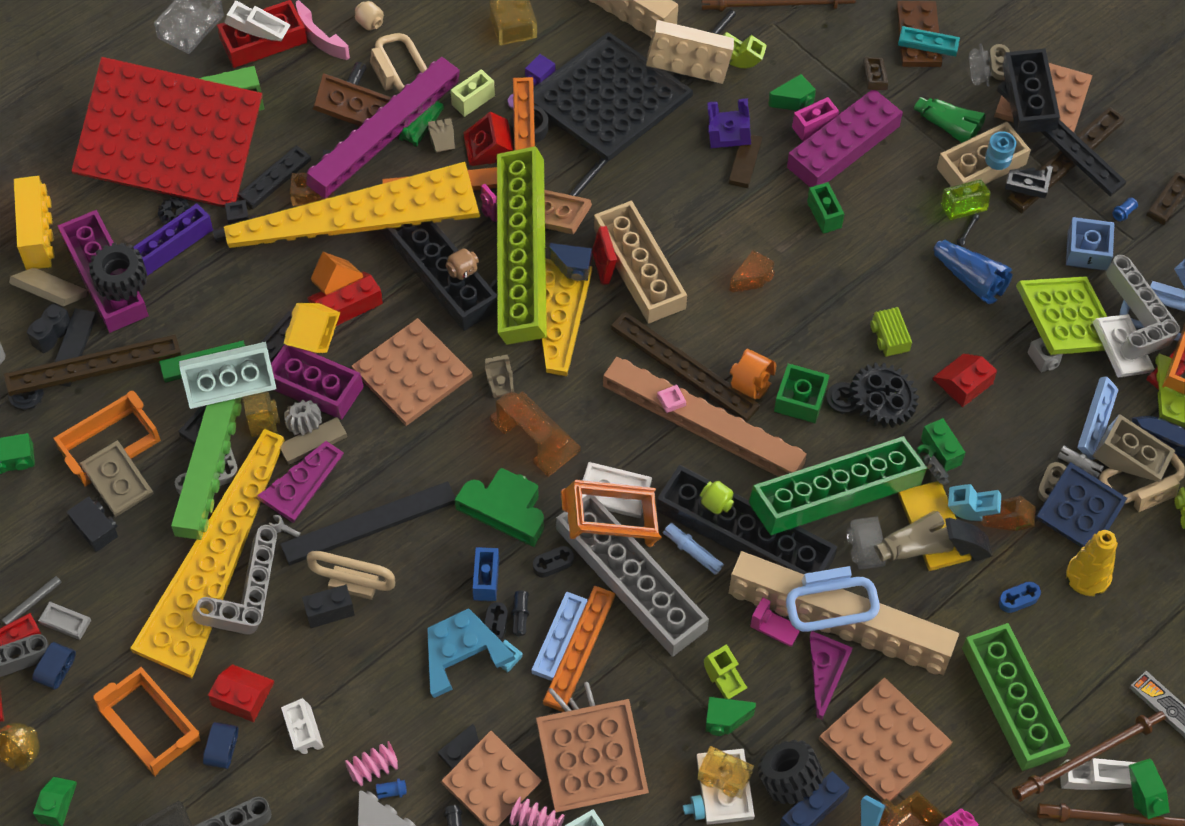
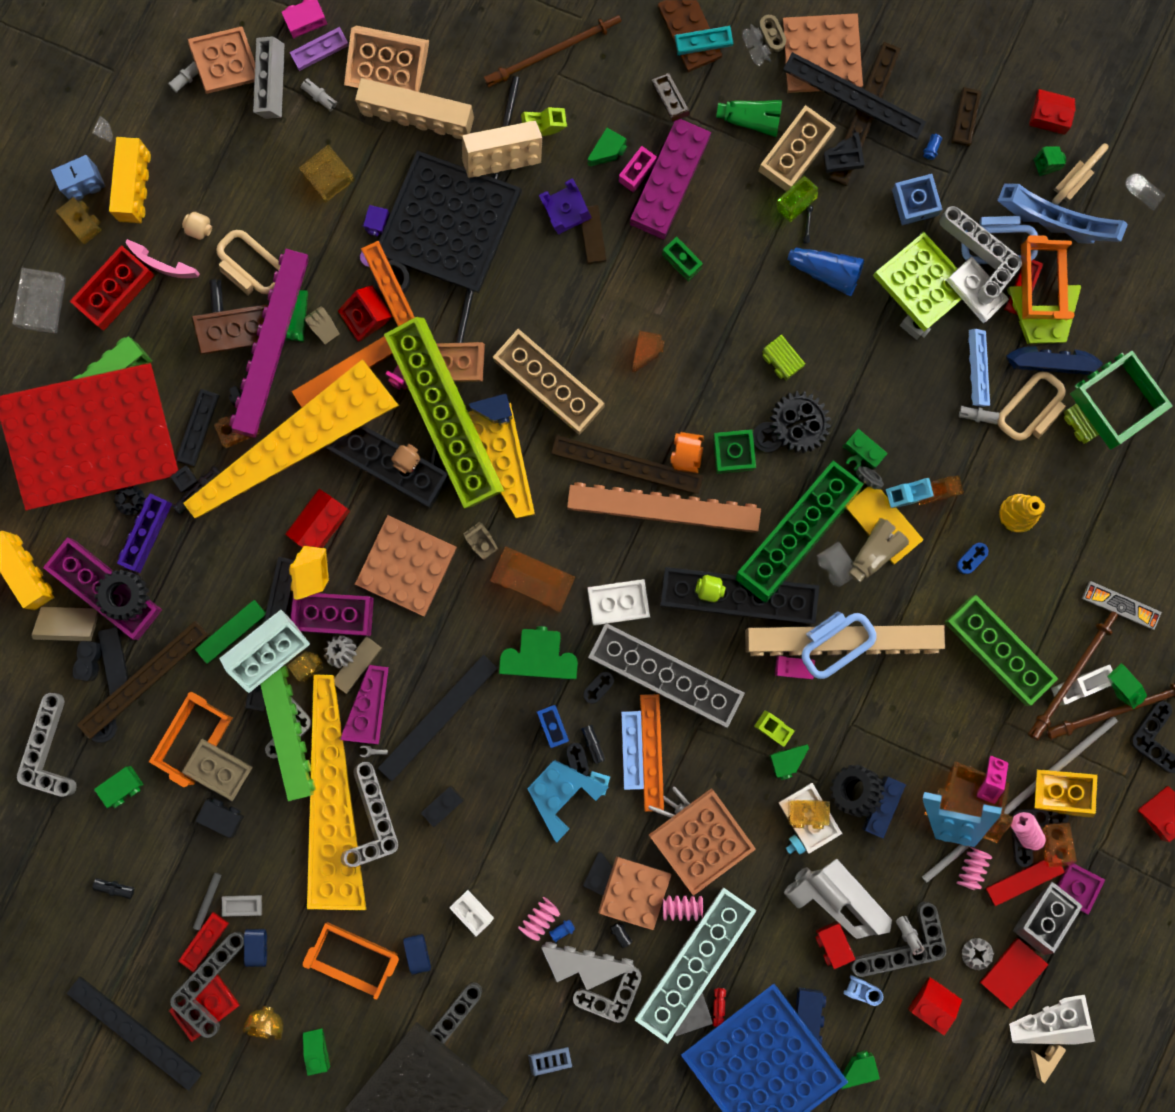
camera: 20 degrees left, 25 degrees up
(240, 692) = (410, 904): red slope -> none
(256, 22) = (106, 287): white slope -> none
(334, 273) = (299, 505): orange slope -> none
(358, 583) = (449, 774): tan bar -> none
(472, 92) = (329, 270): yellowish green brick -> none
(572, 503) = (598, 644): orange piece -> none
(604, 255) = (517, 390): red tile -> none
(671, 398) = (632, 506): bright pink tile -> none
(686, 543) = (695, 625): light blue pin -> none
(828, 664) = (849, 688): magenta wing -> none
(885, 741) = (914, 726): nougat plate -> none
(966, 378) = (858, 375): red slope -> none
(968, 539) = (919, 533): black slope -> none
(1000, 150) = (813, 145): dark azure wheel -> none
(1031, 91) = (816, 68): black brick -> none
(1049, 481) = (965, 444): dark tan plate -> none
(1080, 506) = (995, 461): dark blue plate -> none
(1133, 450) = (1019, 389): dark tan slope -> none

